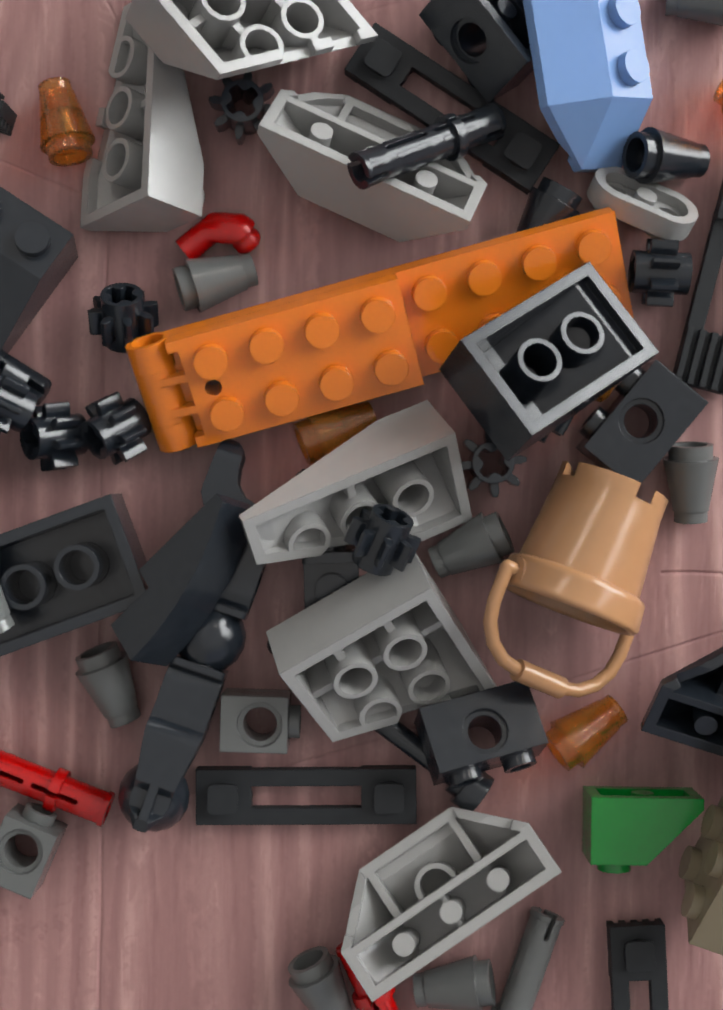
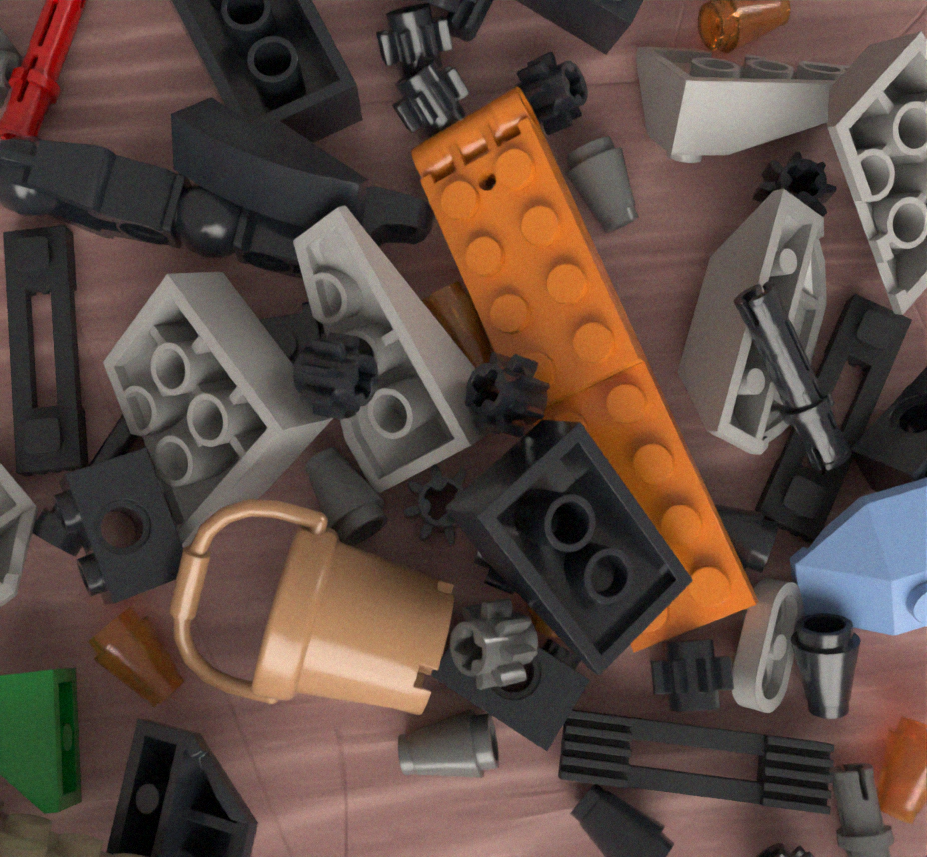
camera: 75 degrees right, 10 degrees down
(109, 682) = (148, 125): dark grey cone -> none
(220, 228) = (659, 186): red arm -> none
(238, 735) = (107, 262): dark grey brick -> none
(415, 396) = (506, 394): none -> black gear
(622, 434) = (493, 643): none -> dark grey gear

